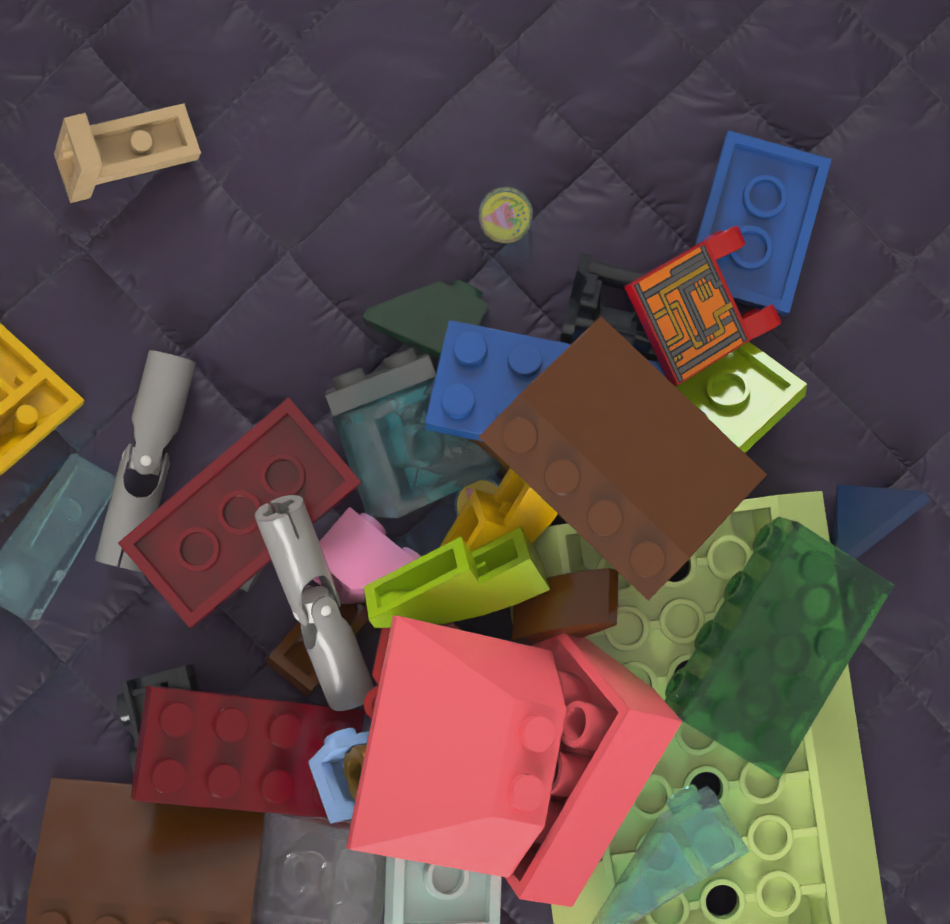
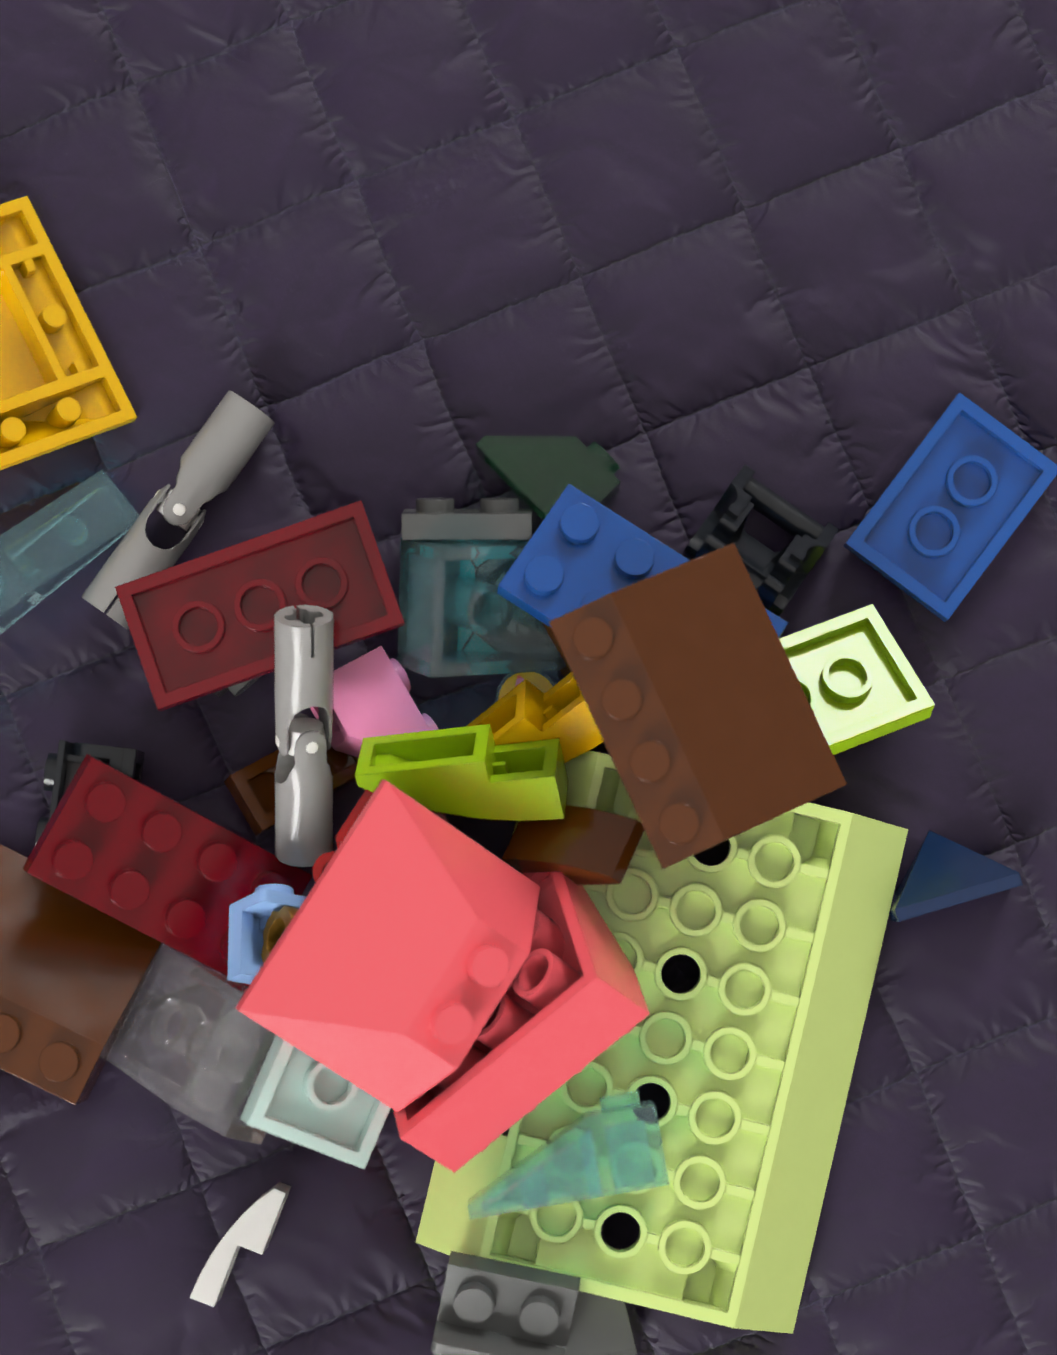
camera: 20 degrees right, 0 degrees up
(122, 148) = (285, 157): tan bracket -> none
(505, 215) = (678, 391): clear light blue tile -> none
(692, 311) = (839, 575): flag -> none
(777, 644) = (788, 975): clear green bracket -> none

